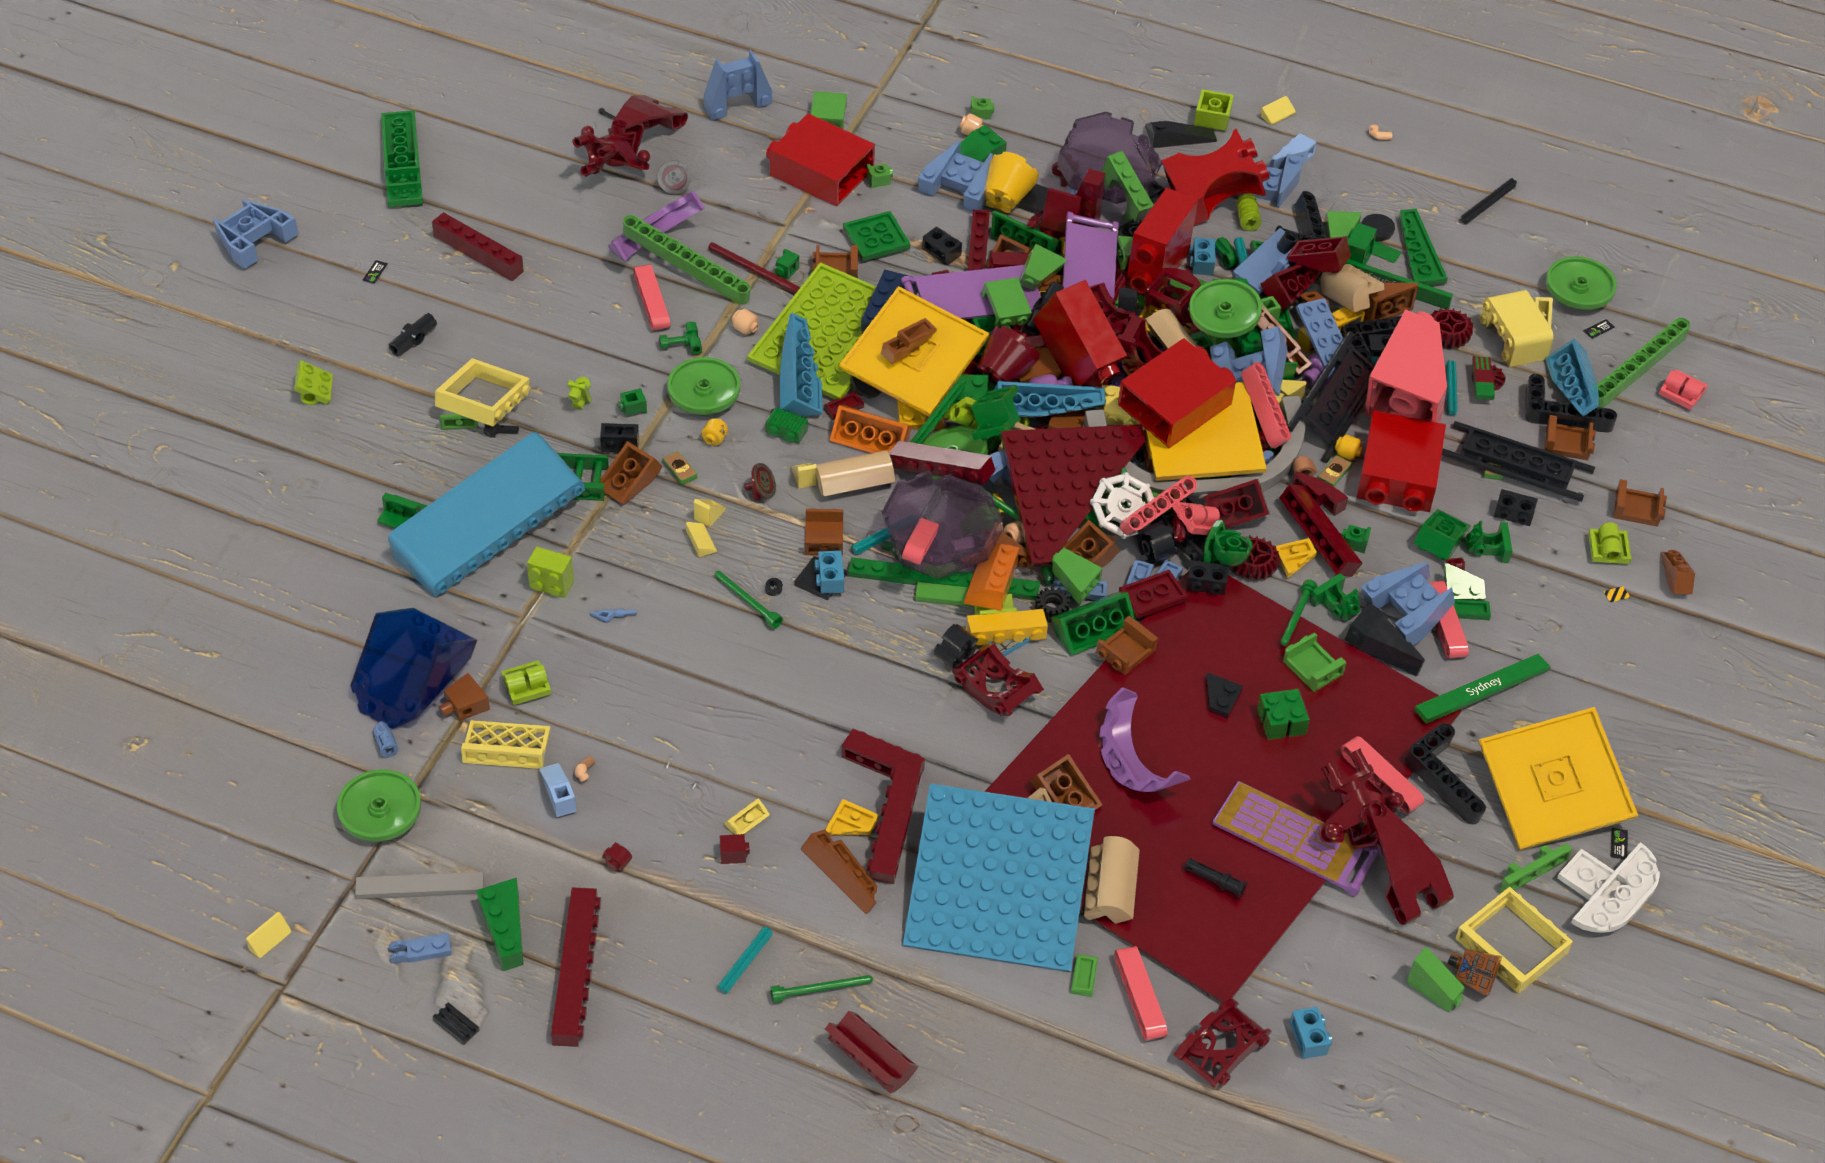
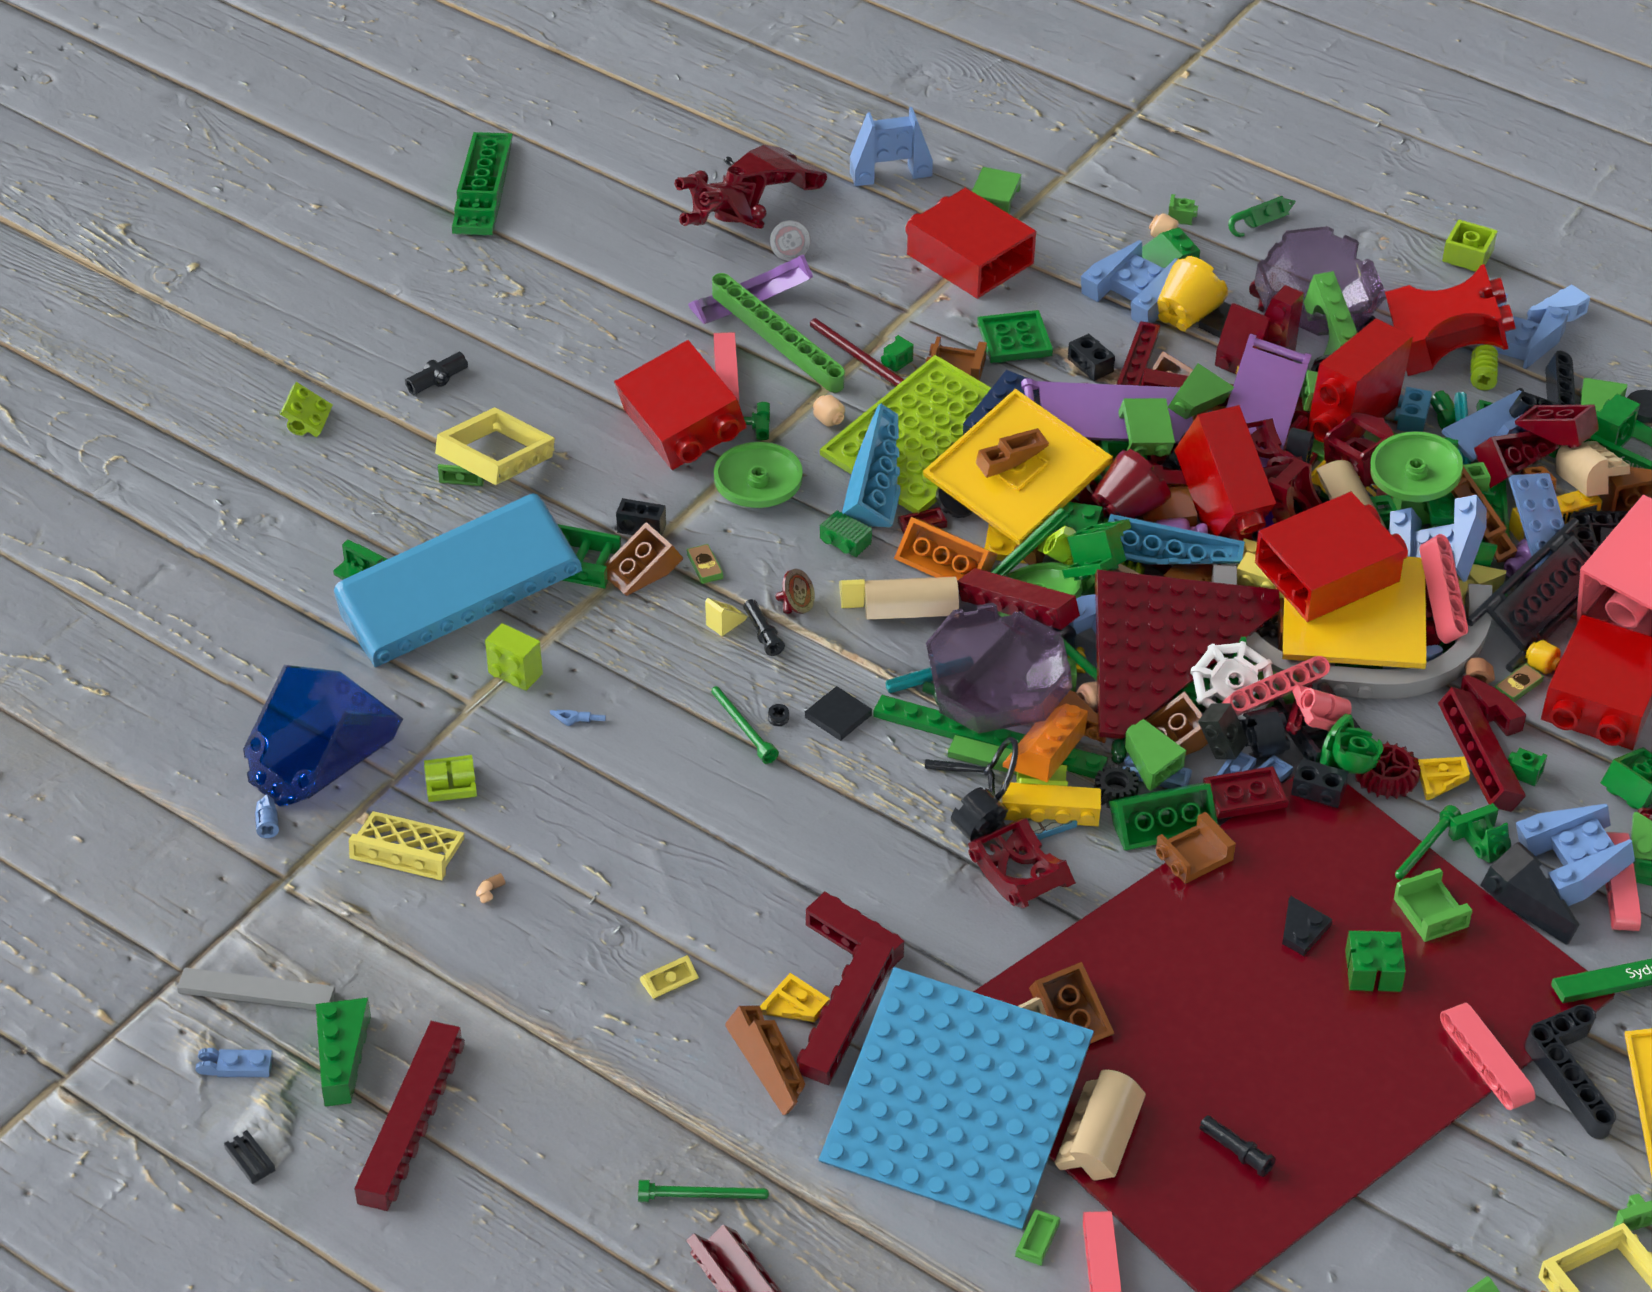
camera: 15 degrees right, 5 degrees down
(248, 226) = (287, 231): medium blue wedge -> none
(268, 935) = (62, 1016): light yellow slope -> none
(375, 271) = (416, 301): black sticker -> none
(379, 805) = (234, 889): bright green dish -> none
(464, 699) = (371, 785): dark orange torso -> none
(477, 246) = (540, 288): dark red brick -> none
(491, 431) = (501, 489): black bar -> none
(558, 789) = (450, 907): light blue slope -> none
(579, 392) = (608, 462): lime hips -> none
(617, 857) = (497, 996): dark red plate -> none
(626, 335) = (680, 405): none -> red brick
(632, 402) = (669, 482): green brick -> none
(700, 539) = (706, 647): light yellow slope -> none
(715, 431) = (757, 528): yellow head -> none
(733, 849) = (640, 1009): dark red brick -> none
(745, 519) = (766, 633): none -> black pin
(745, 960) = (618, 1143): teal axle -> none
(823, 530) = (857, 661): dark orange panel -> none
(830, 572) = (849, 707): dark azure brick -> none
(879, 175) = (1037, 269): bright green brick -> none
(920, 541) = (964, 684): coral beam -> none
(950, 607) = (962, 767): none -> black piece
(1022, 233) = (1192, 353): green slope -> none
(1035, 219) = (1209, 340): dark red axle -> none
(1045, 103) = (1261, 214): none -> green plate
(1119, 749) = (1153, 968): medium lavender windscreen -> none
(1126, 547) = (1223, 731): none -> pearl dark grey brick
(1177, 134) = (1413, 267): black wedge -> none
(1239, 503) = (1383, 701): dark red slope -> none
(1277, 110) = (1551, 257): light yellow slope -> none
(1292, 836) = (1356, 1114): flag -> none
(1408, 859) = (1457, 1106): dark red piece -> none

